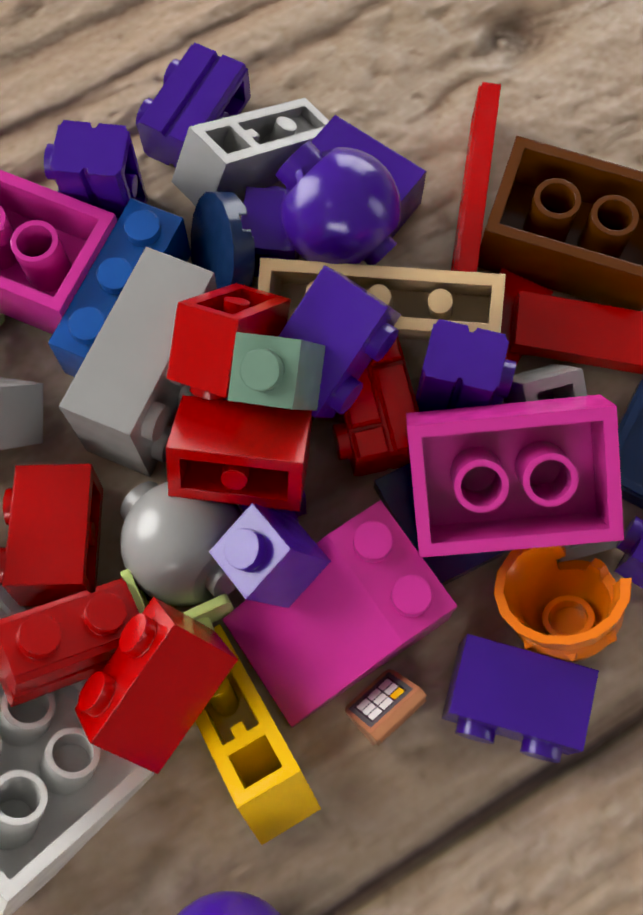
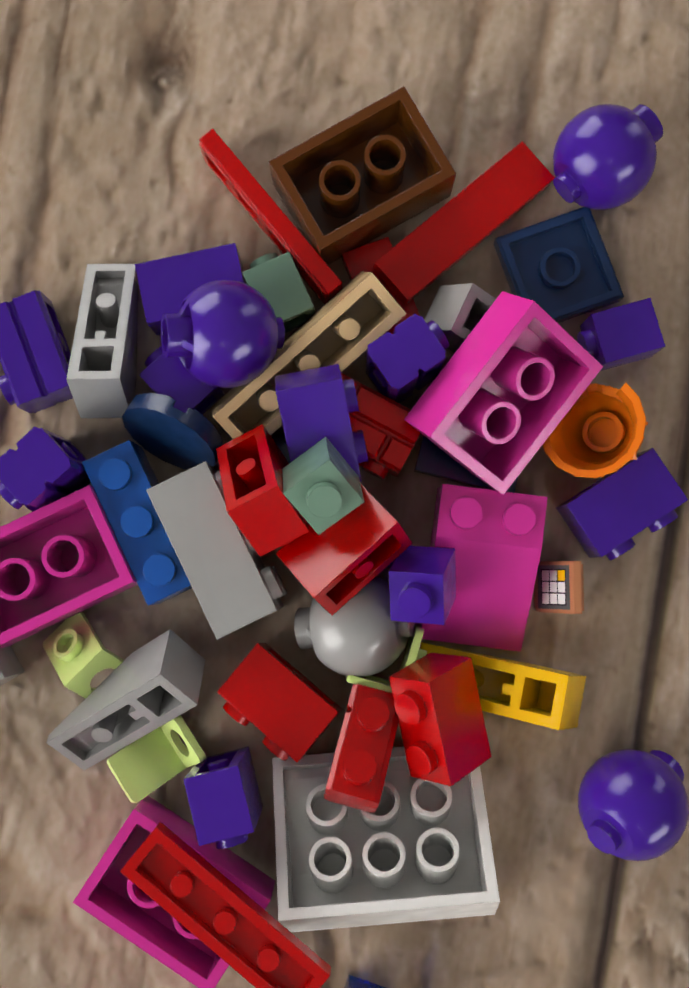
camera: 45 degrees left, 15 degrees up
(423, 236) = (283, 288): none -> sand green brick

